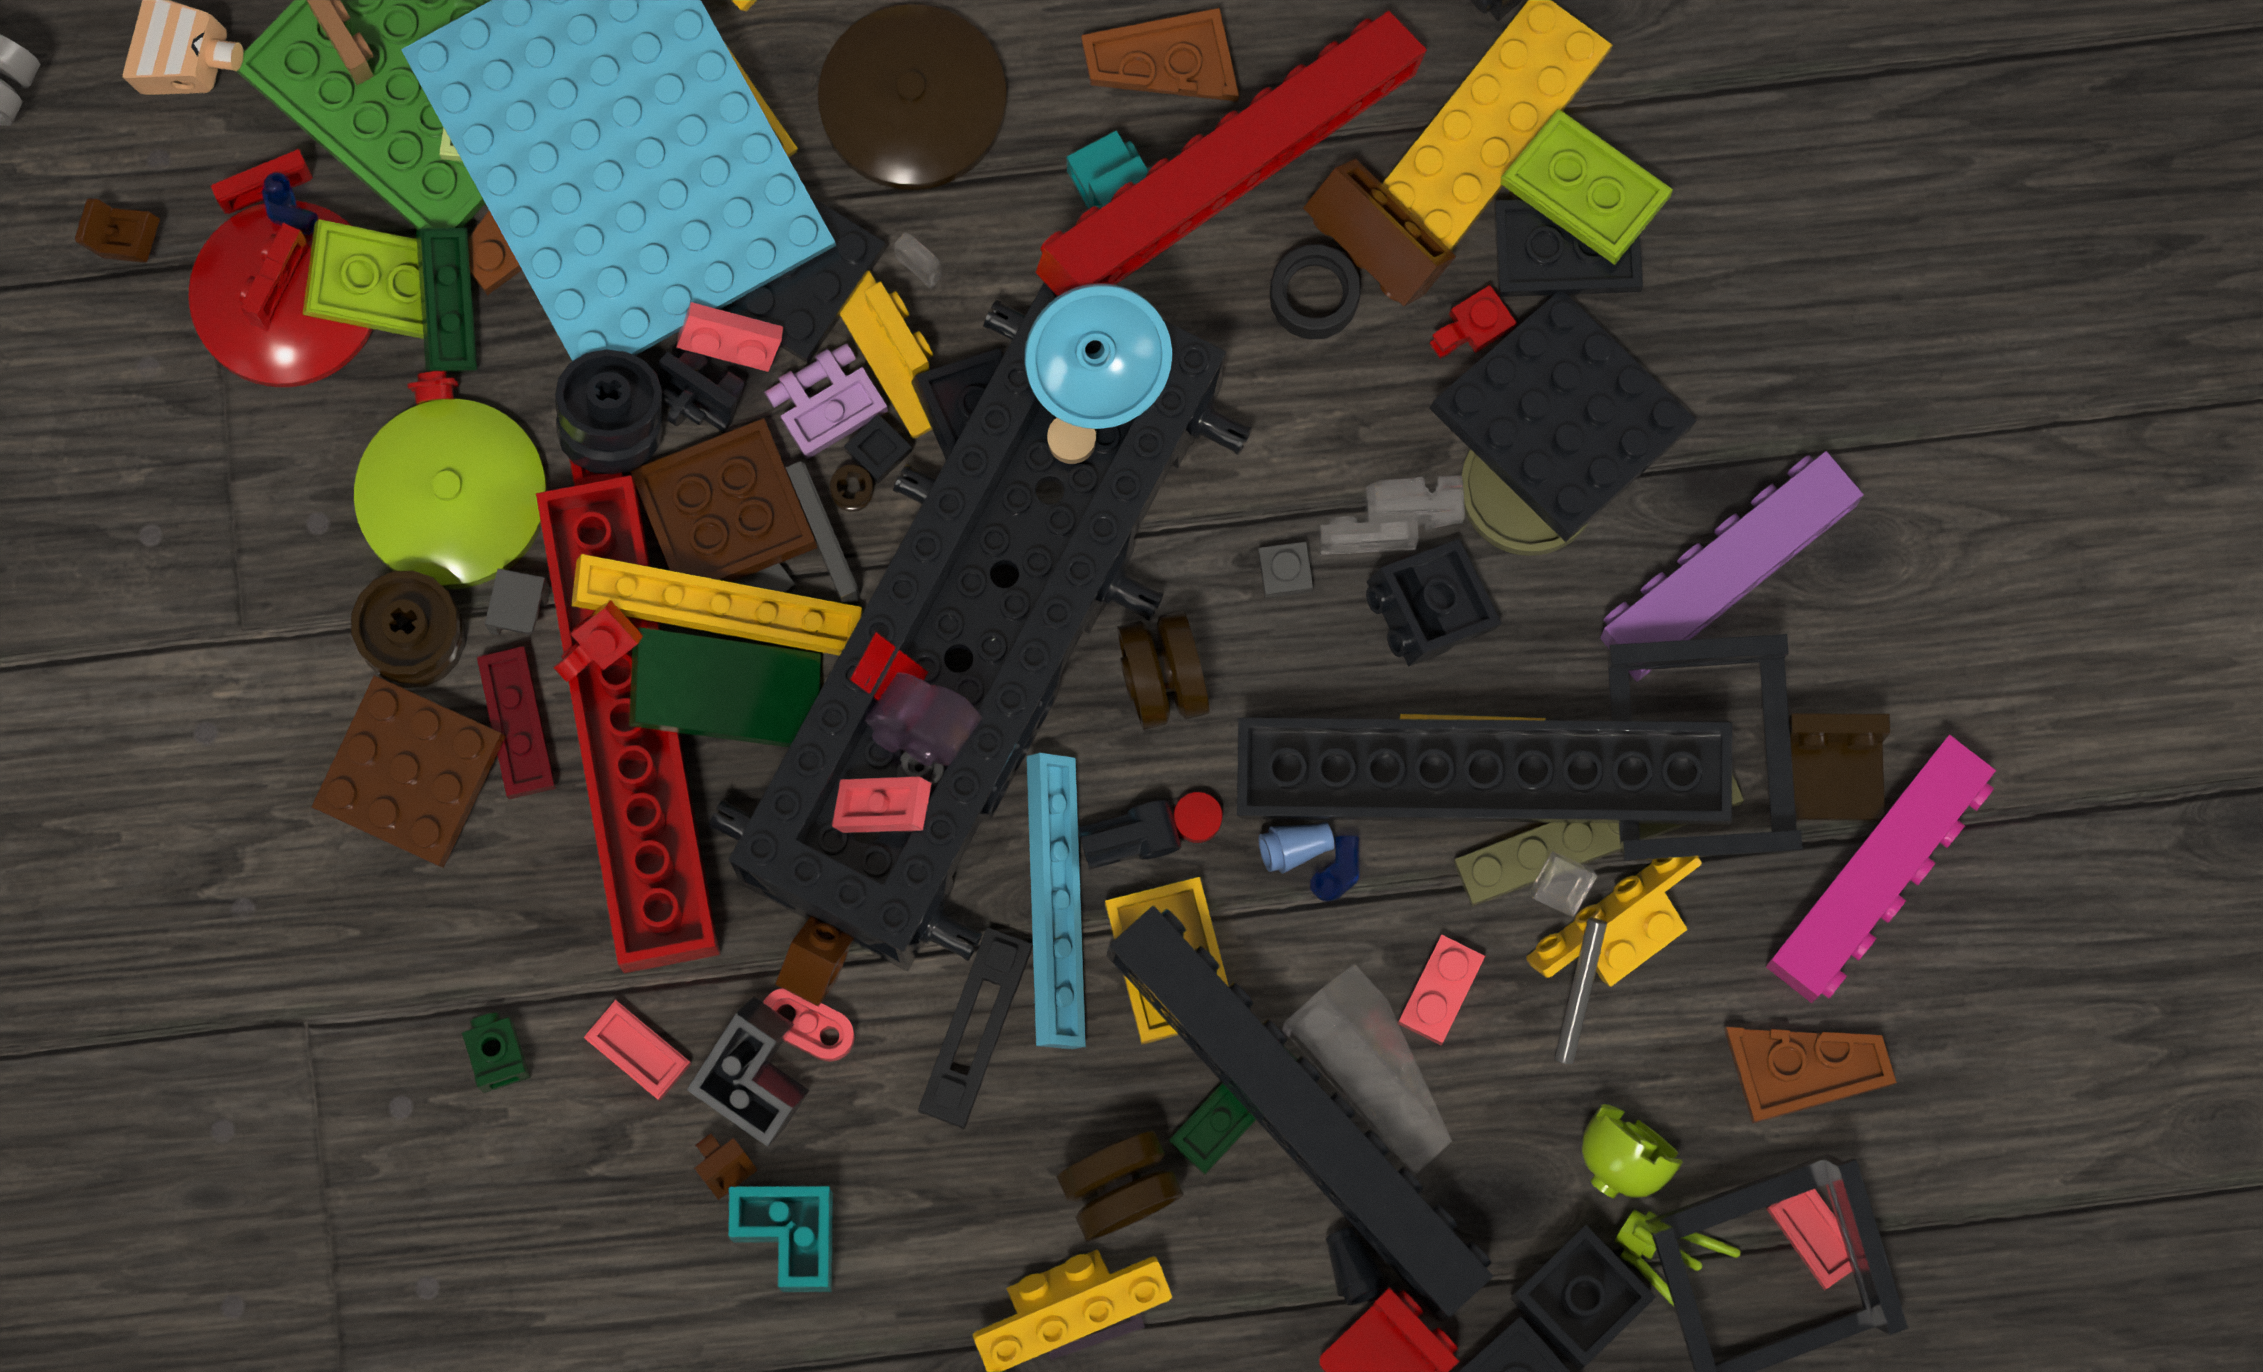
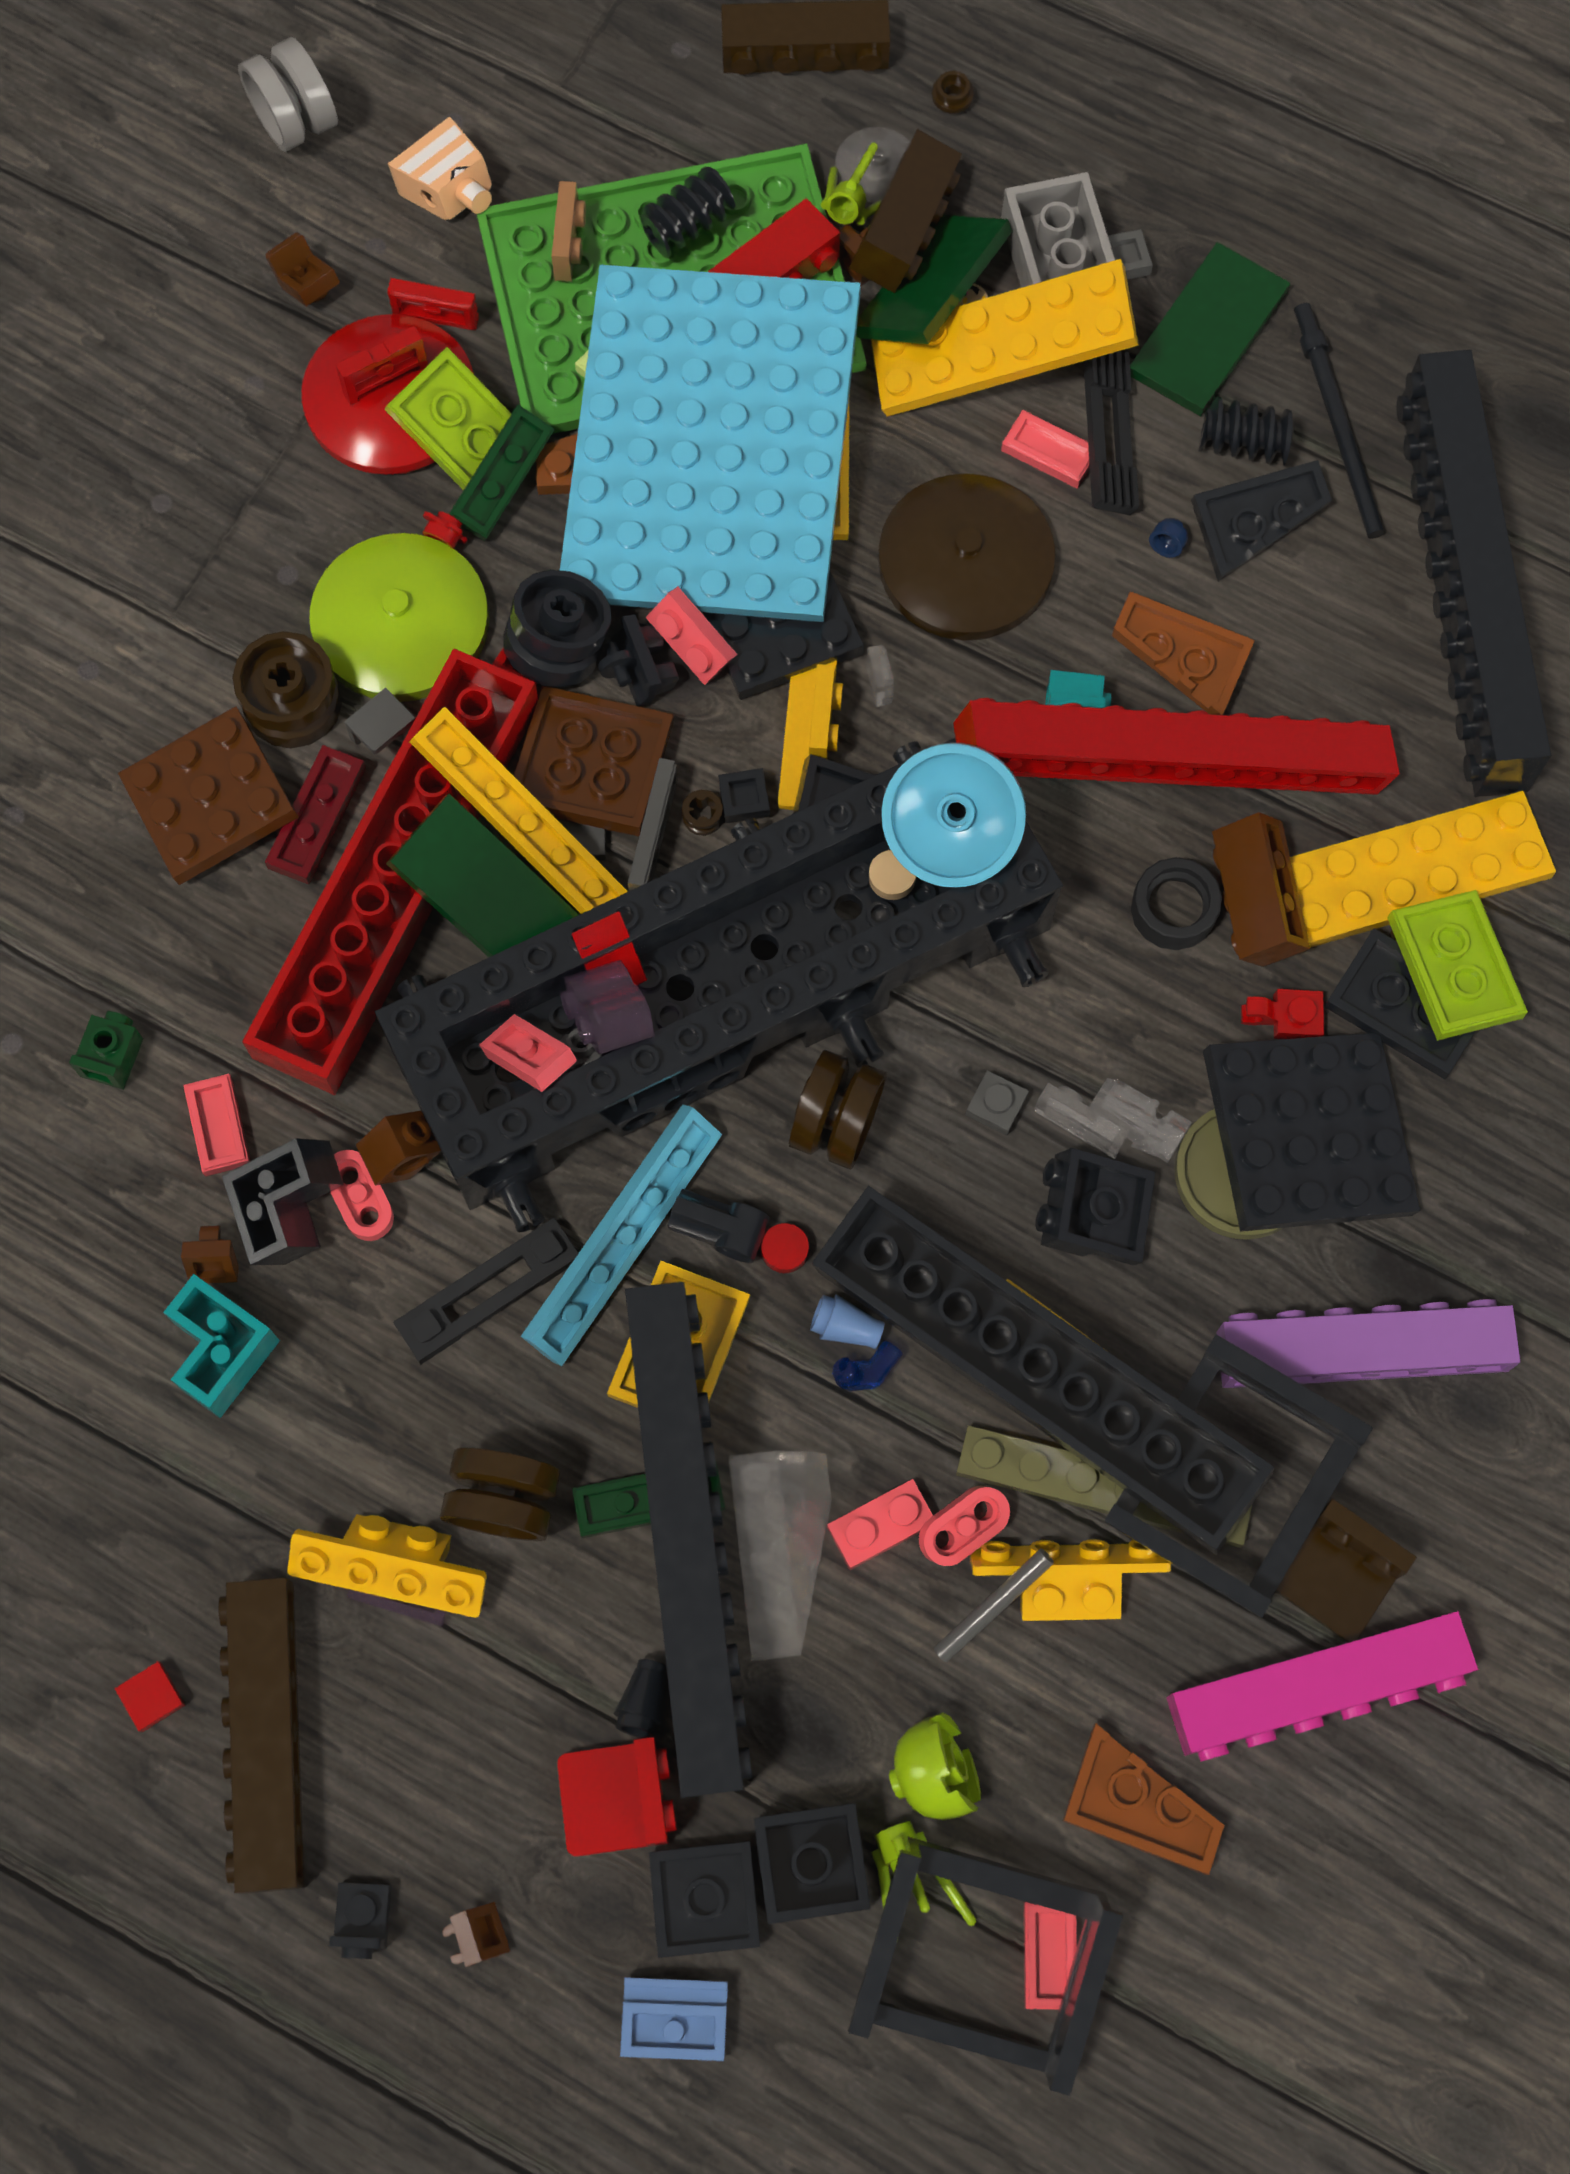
camera: 35 degrees right, 5 degrees down
(282, 206) = (432, 324): clear blue arm -> none
(600, 638) = (413, 782): red plate -> none
(832, 412) = (730, 746): lavender plate -> none
(1511, 946) = (963, 1528): none -> coral plate
(1563, 884) = (1042, 1507): clear tile -> none

